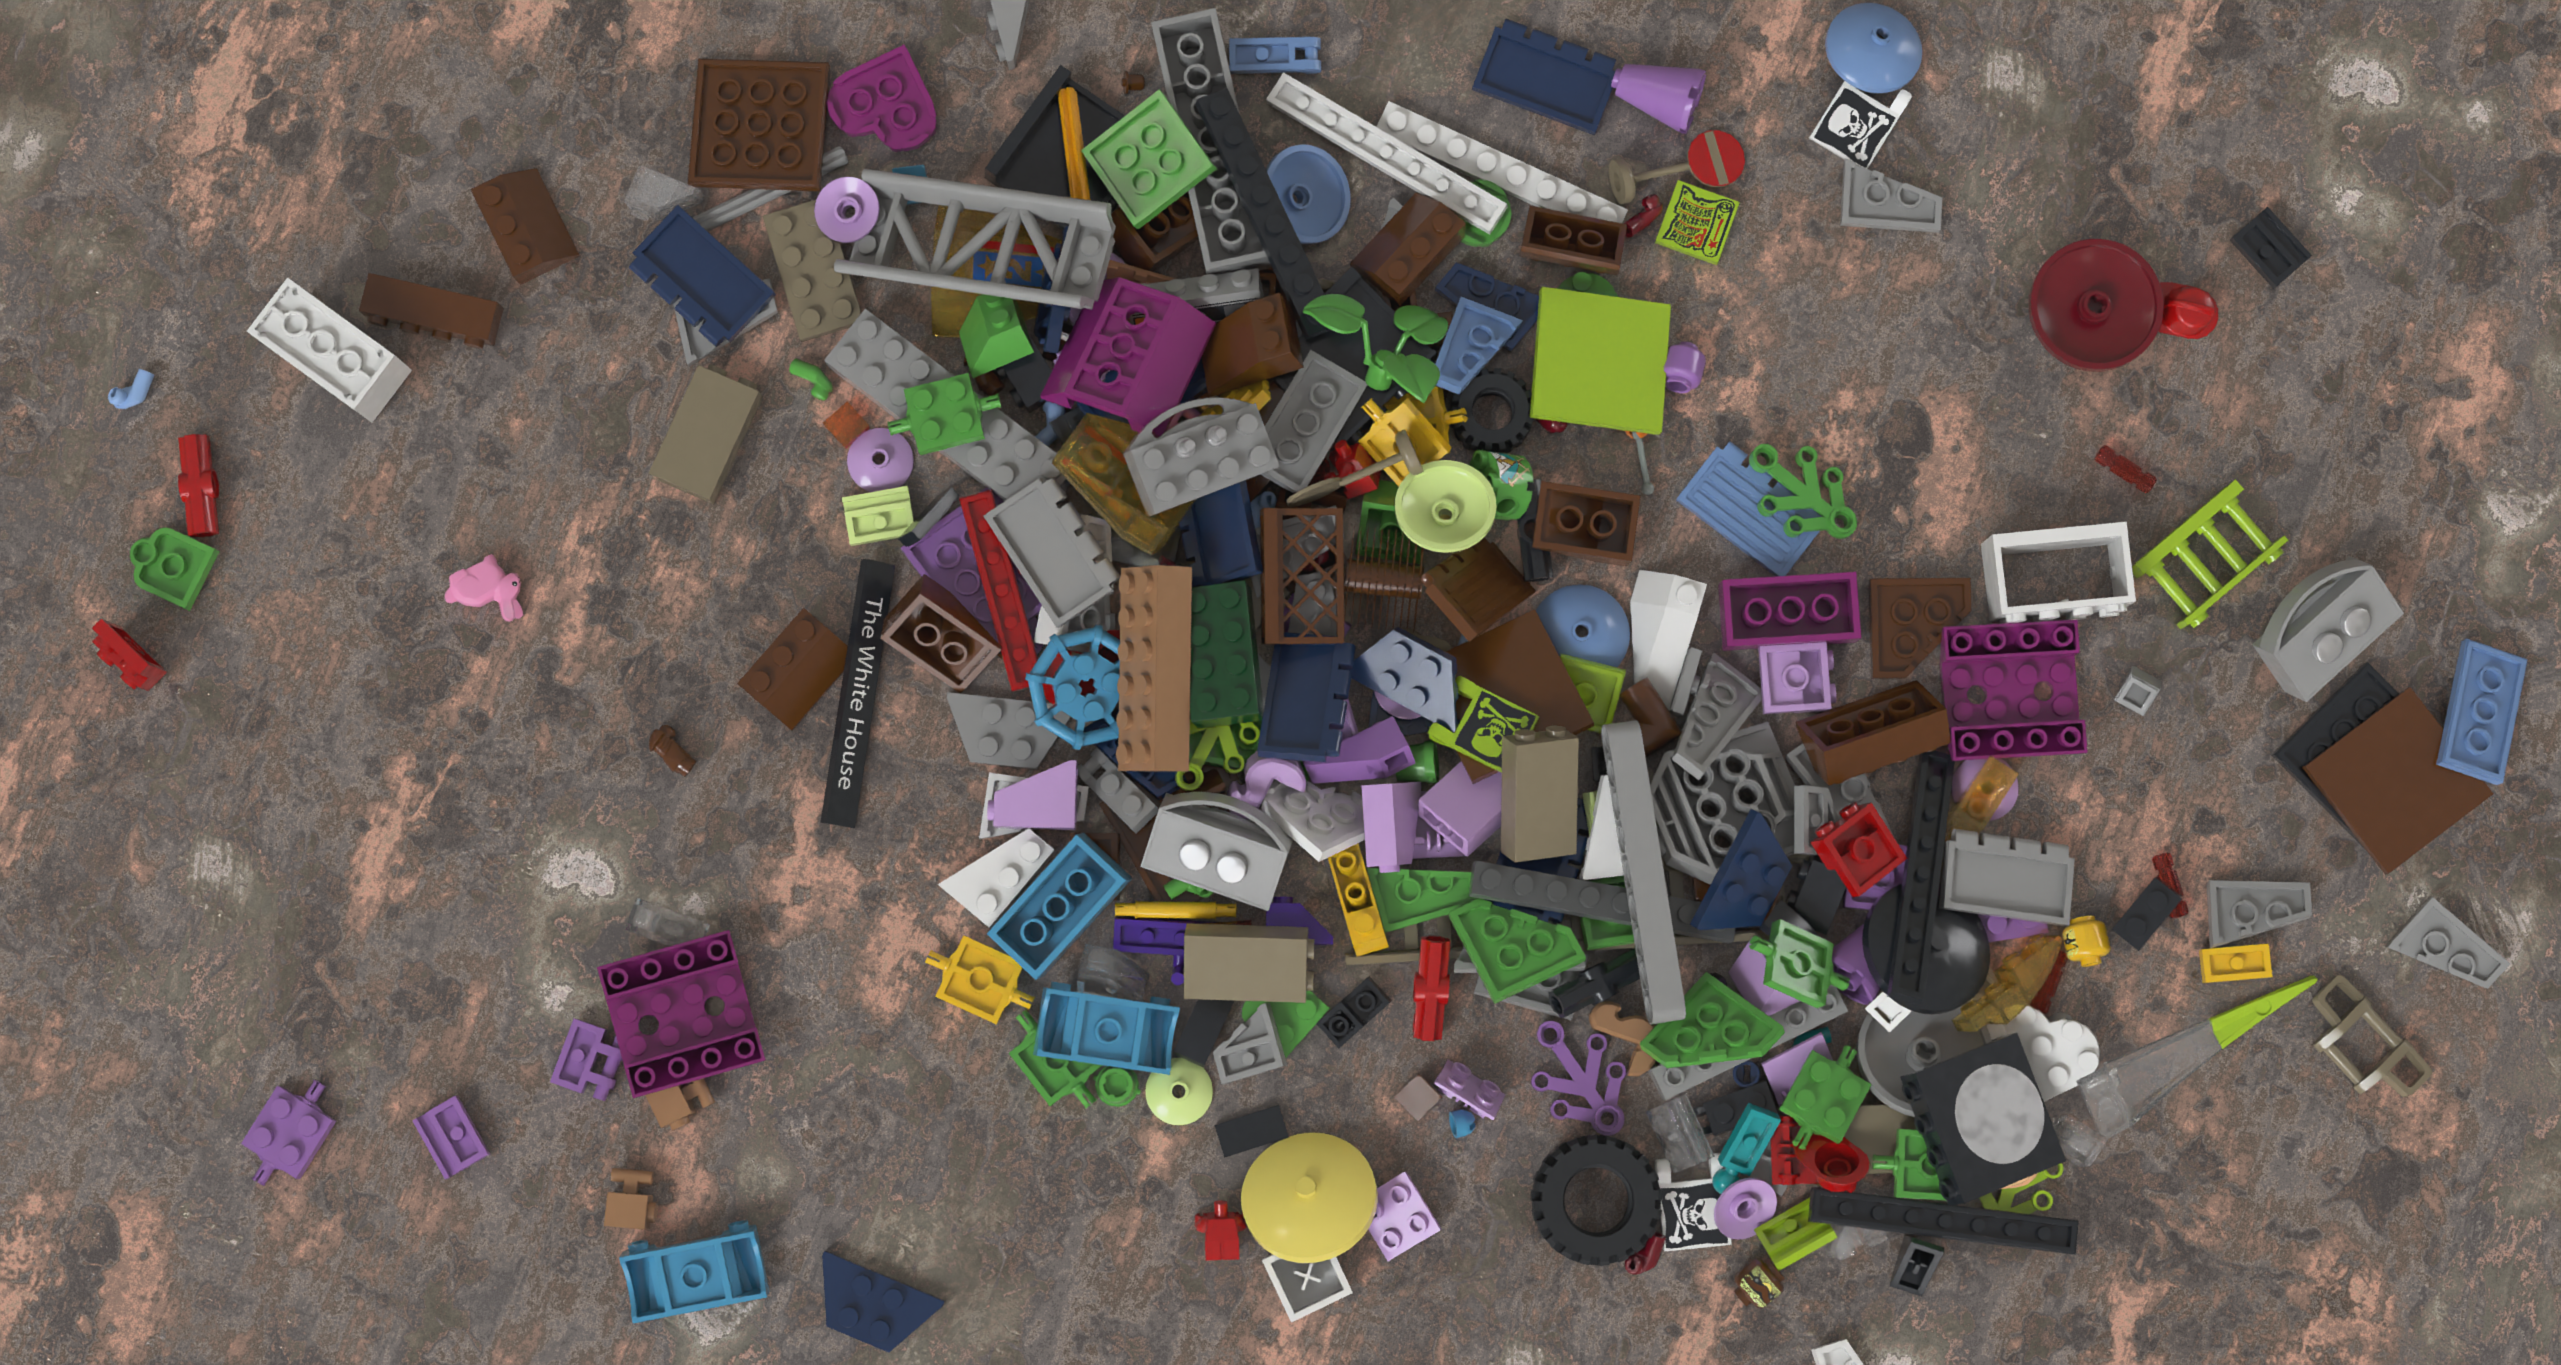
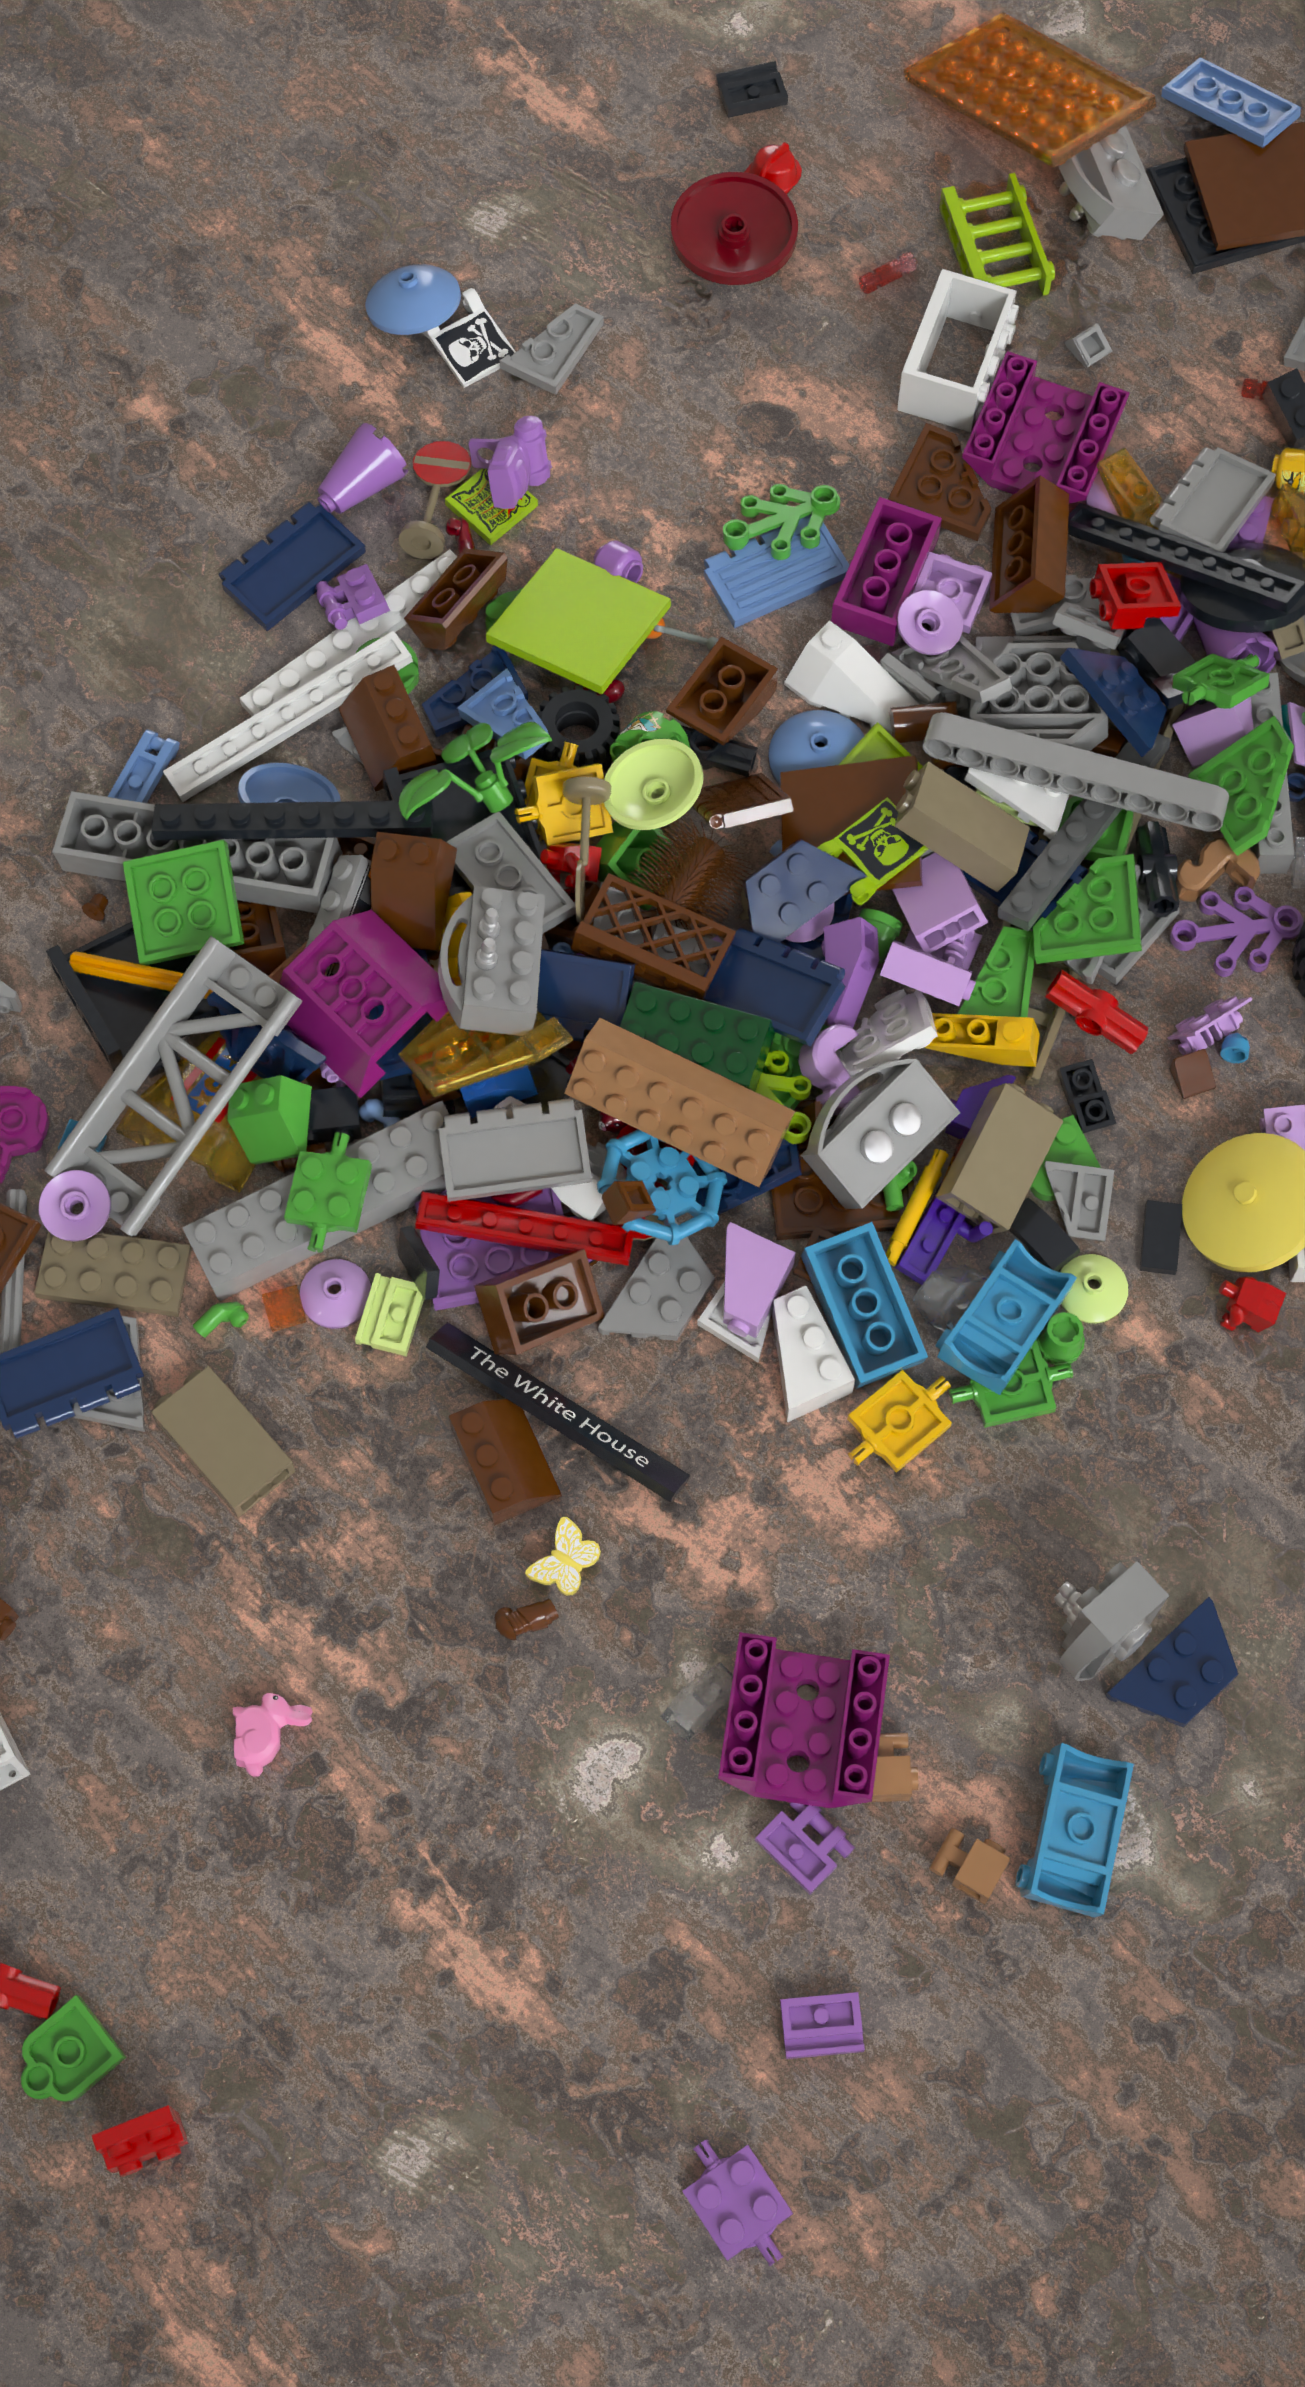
camera: 65 degrees left, 15 degrees down
(732, 761) = (566, 1560): none -> light yellow animal
(860, 1228) = (1108, 1620): none -> light grey piece
(1046, 668) = (627, 1201): none -> reddish brown slope
(1117, 791) = (778, 1207): light grey plate -> none
(1541, 156) = (360, 591): none -> medium lavender plate
(1733, 225) = (516, 461): none -> medium lavender piece
(1752, 691) = (939, 613): none -> lavender dish
(2378, 514) = (1030, 89): none -> clear orange plate

